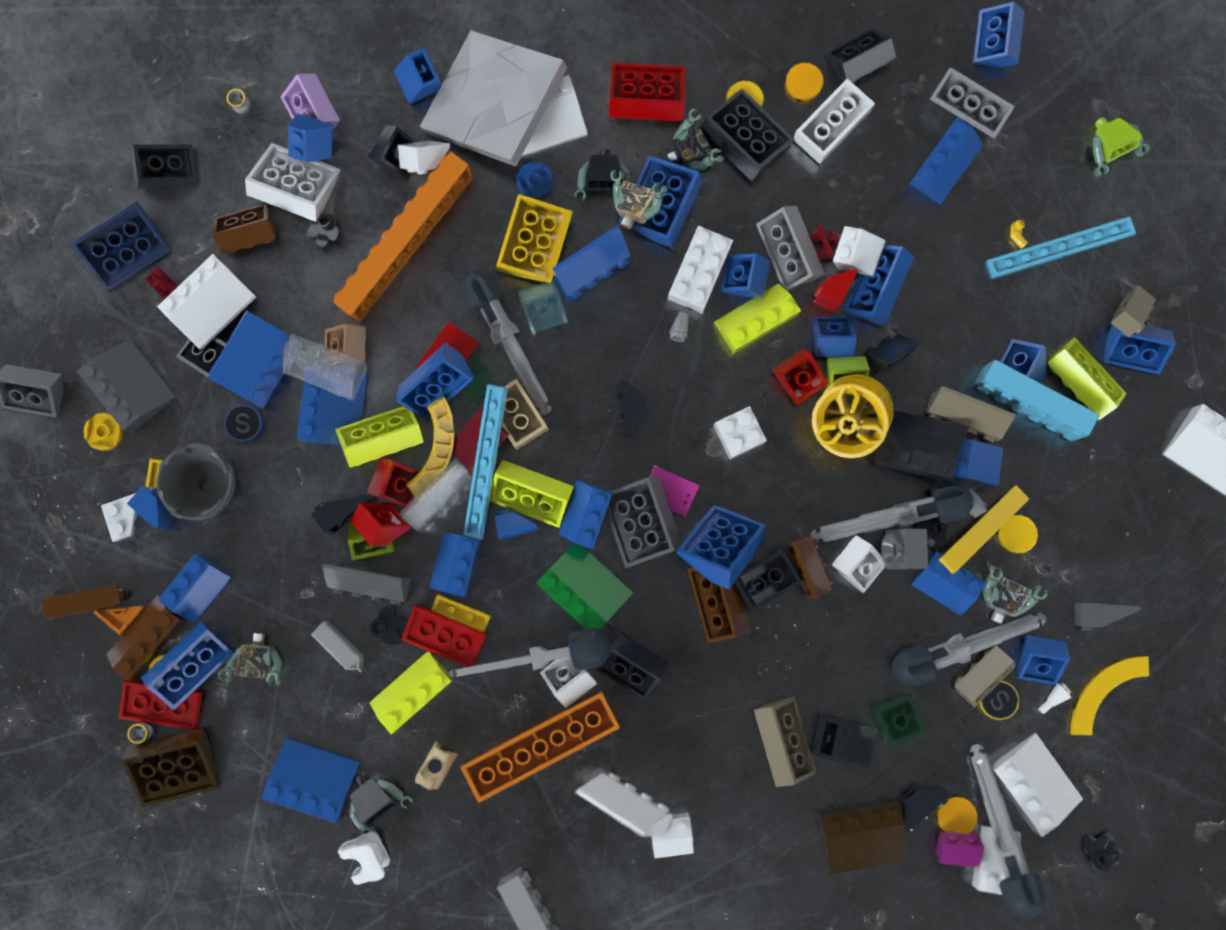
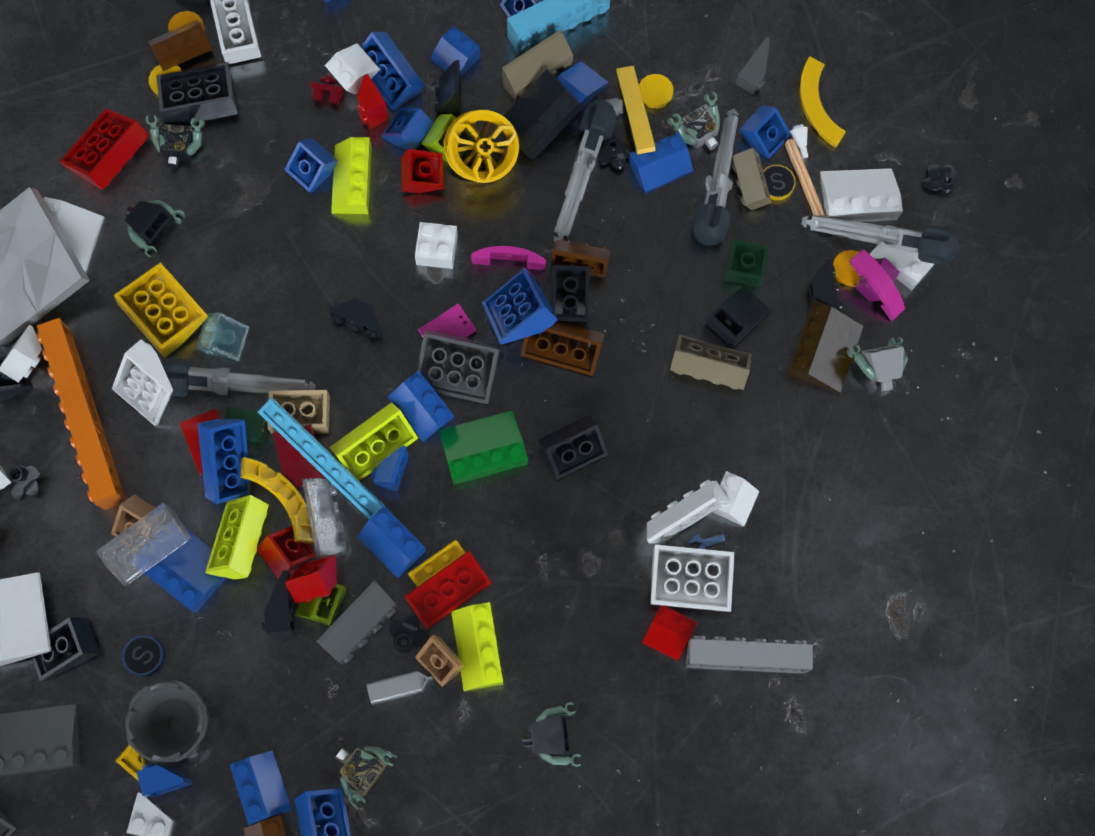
camera: 65 degrees left, 10 degrees down
(103, 432) = (60, 790): yellow tile -> none
(251, 360) = (94, 606): blue slope -> none
(311, 780) = (499, 783): blue slope -> none
(371, 855) = (596, 764): white piece -> none
(379, 670) = (439, 660): none -> medium nougat slope
(435, 767) = (554, 661): tan piece -> none
(456, 272) = (143, 382): none -> white slope
(520, 848) = (669, 632): none -> red slope
(535, 180) = (110, 280): blue tile -> none
(540, 746) = (593, 561): orange brick -> none
(566, 681) = (550, 504): white slope -> none
(575, 843) = (692, 578): none -> white slope
(585, 648) = (535, 467): piece -> none
(592, 264) = (216, 272): blue slope -> none
(618, 832) = (706, 542): none -> medium blue bar
(635, 201) = (189, 207): torso -> none
(679, 329) = (319, 241): light grey cone -> none
(682, 189) = (202, 190): blue slope -> none
(700, 269) = (281, 195): white brick -> none
(756, 482) = (485, 255): none -> dark pink slope
(782, 87) = (180, 45): none -> reddish brown slope
(790, 248) = (312, 118): light grey slope -> none
(859, 563) = (602, 218): white slope -> none
(880, 900) = (882, 363): none -> light grey torso
(905, 549) = (613, 175): dark grey piece -> none
(935, 331) = (456, 46): none -> blue slope
(957, 853) = (880, 282): none -> dark pink slope
(1018, 723) = (804, 178): none -> light nougat axle

